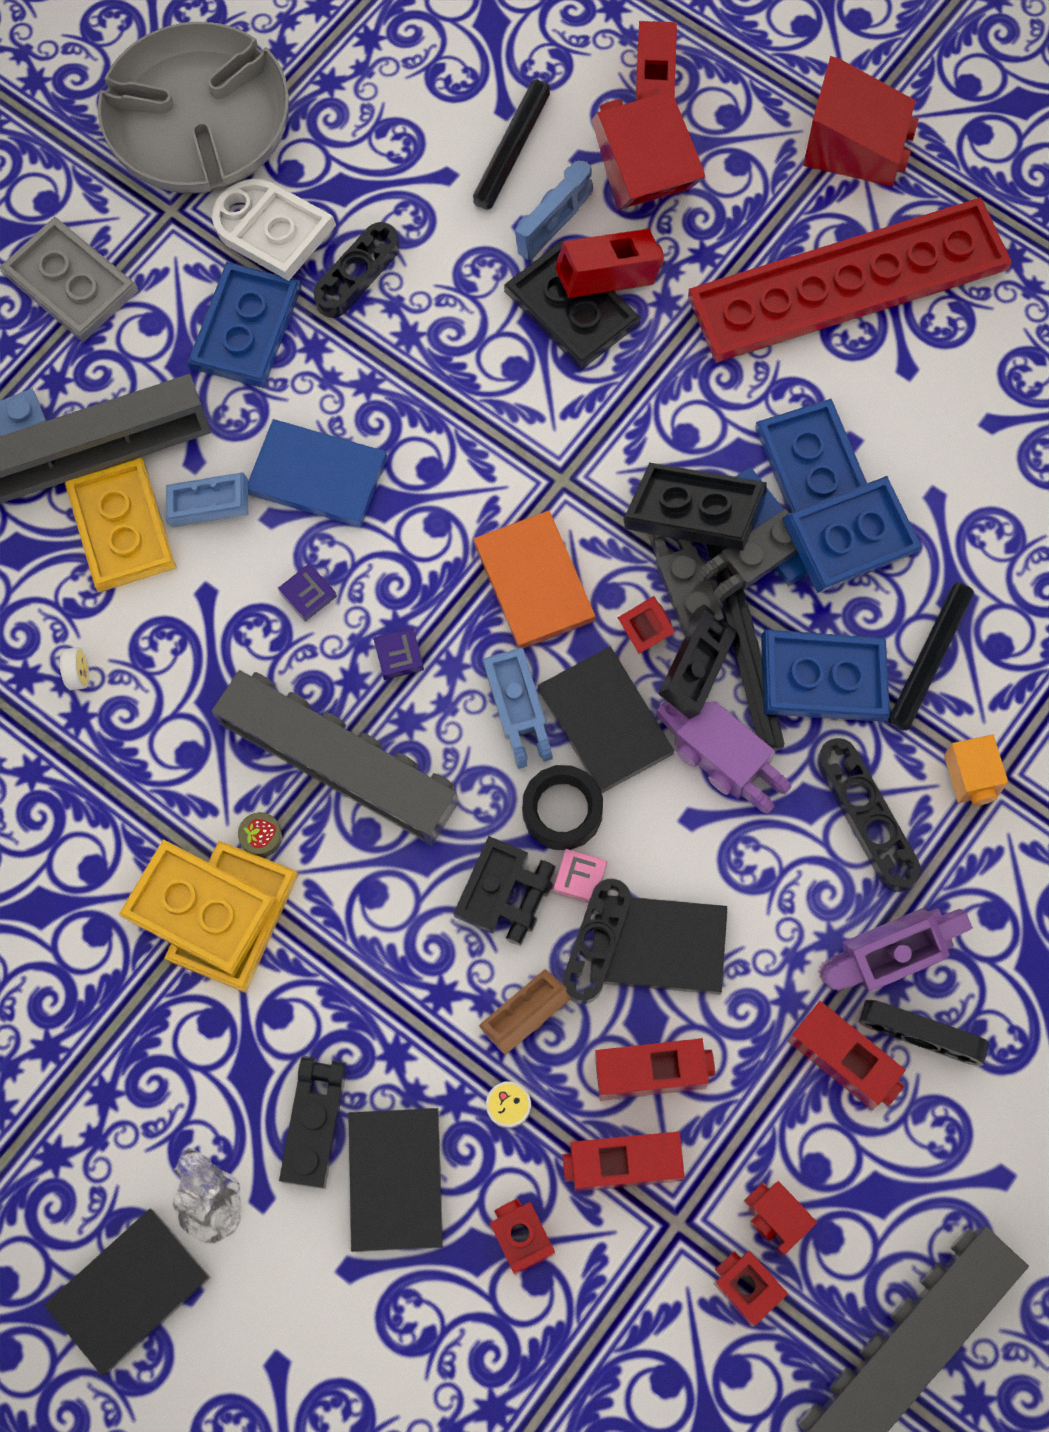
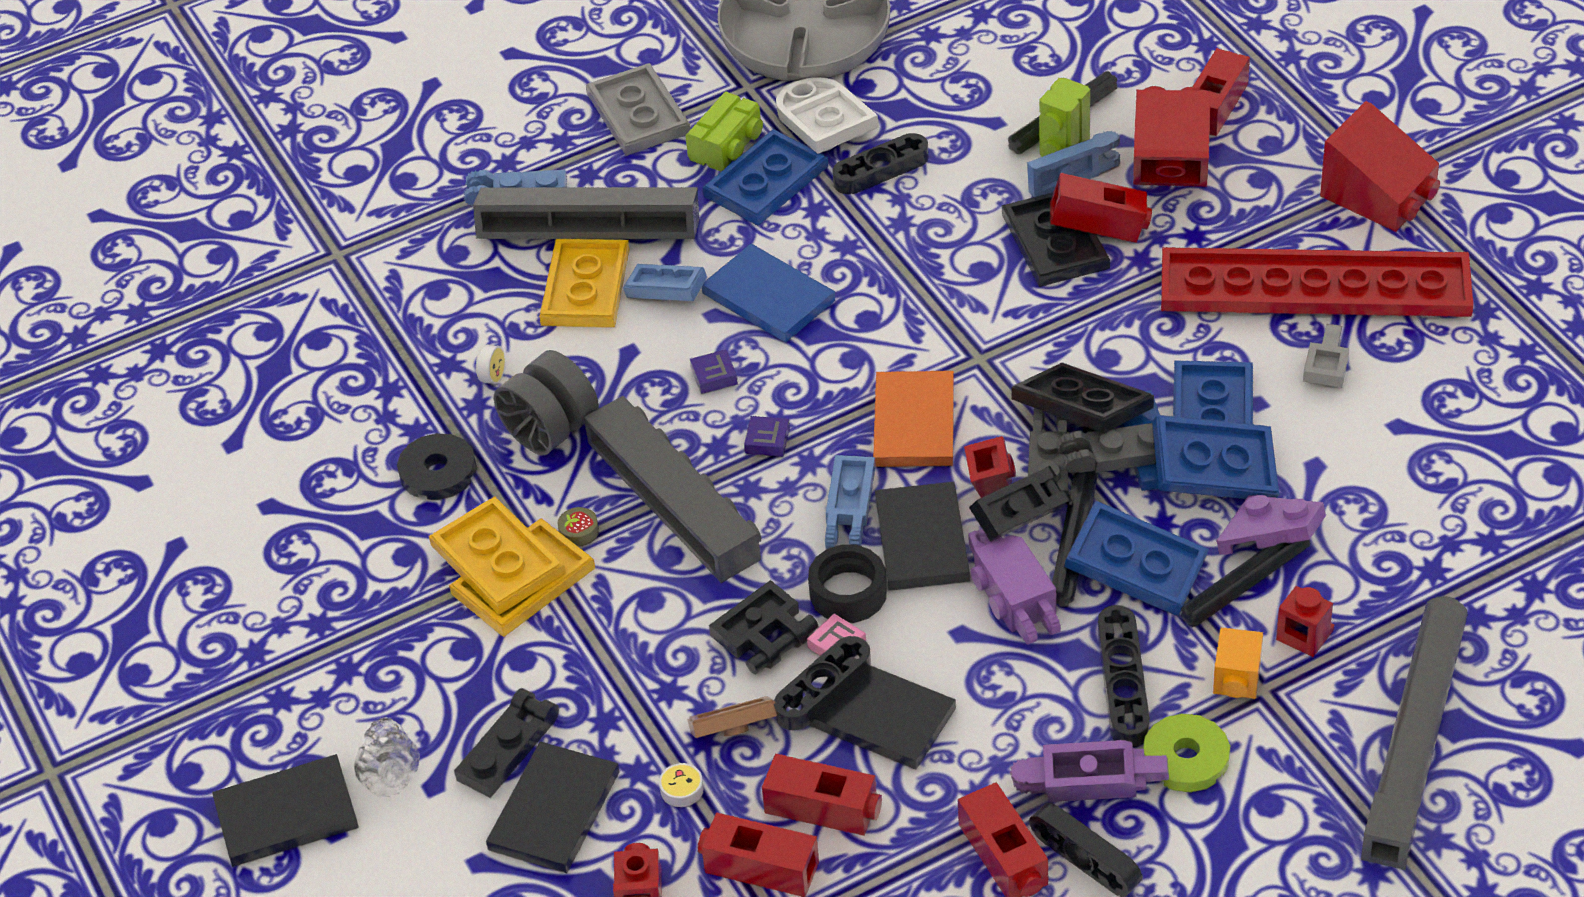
camera: 25 degrees right, 25 degrees down
(64, 793) = (431, 450): none -> black tile
(163, 706) = (545, 402): none -> dark grey wheel
(178, 284) = (724, 131): none -> lime brick
(529, 164) = (1064, 116): none -> lime brick
(900, 374) = (1327, 361): none -> light grey plate
(933, 589) = (1271, 522): none -> medium lavender wing
(977, 860) = (1192, 733): none -> lime tile
(1016, 688) = (1309, 609): none -> red brick

